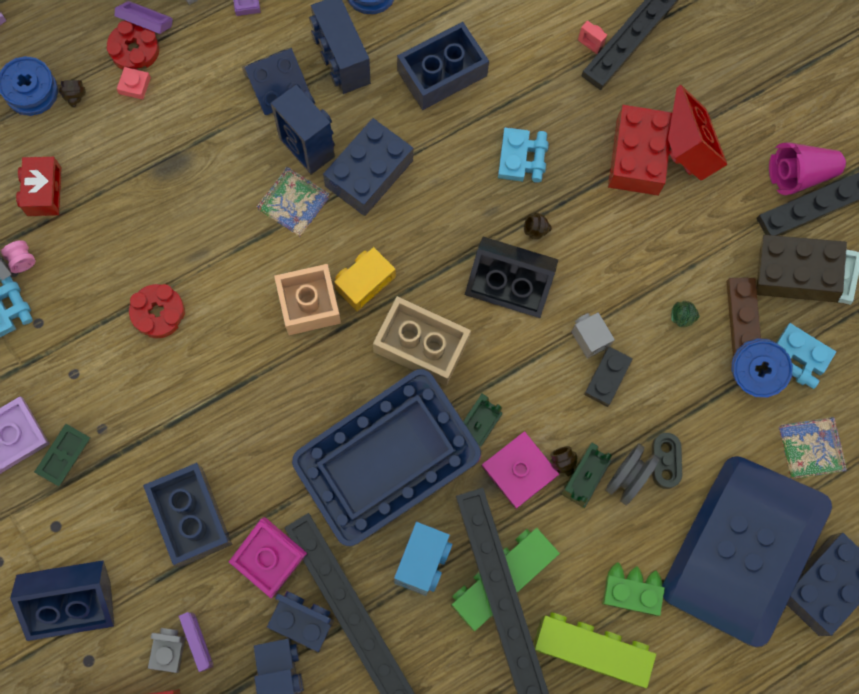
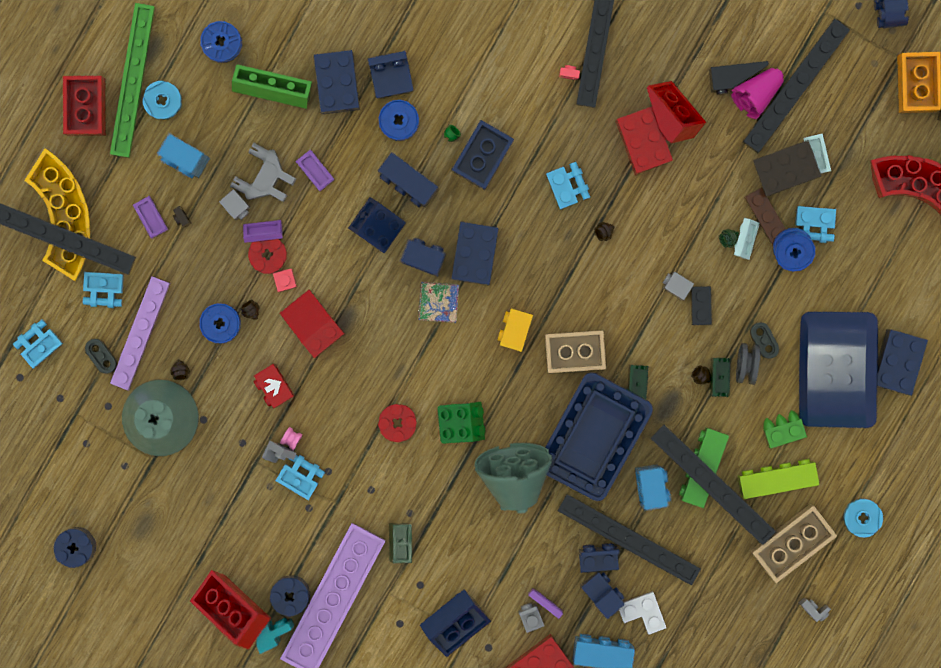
camera: 25 degrees left, 15 degrees up
(131, 147) = (312, 323): none -> red slope
(187, 515) = (497, 536): dark blue brick -> none
(234, 351) = (461, 422): none -> green bracket
(252, 448) = (514, 474): none -> sand green cone
(267, 557) = (558, 533): dark pink plate -> none
(307, 299) = (489, 365): light nougat brick -> none
(421, 30) = (452, 133): none -> green hinge
(511, 277) = (606, 275): black slope -> none
(520, 470) = (678, 395): dark pink plate -> none
(706, 325) = (746, 239): none -> light aqua plate
(774, 129) = (727, 77): none -> black slope
(812, 448) = (850, 280): clear tile -> none

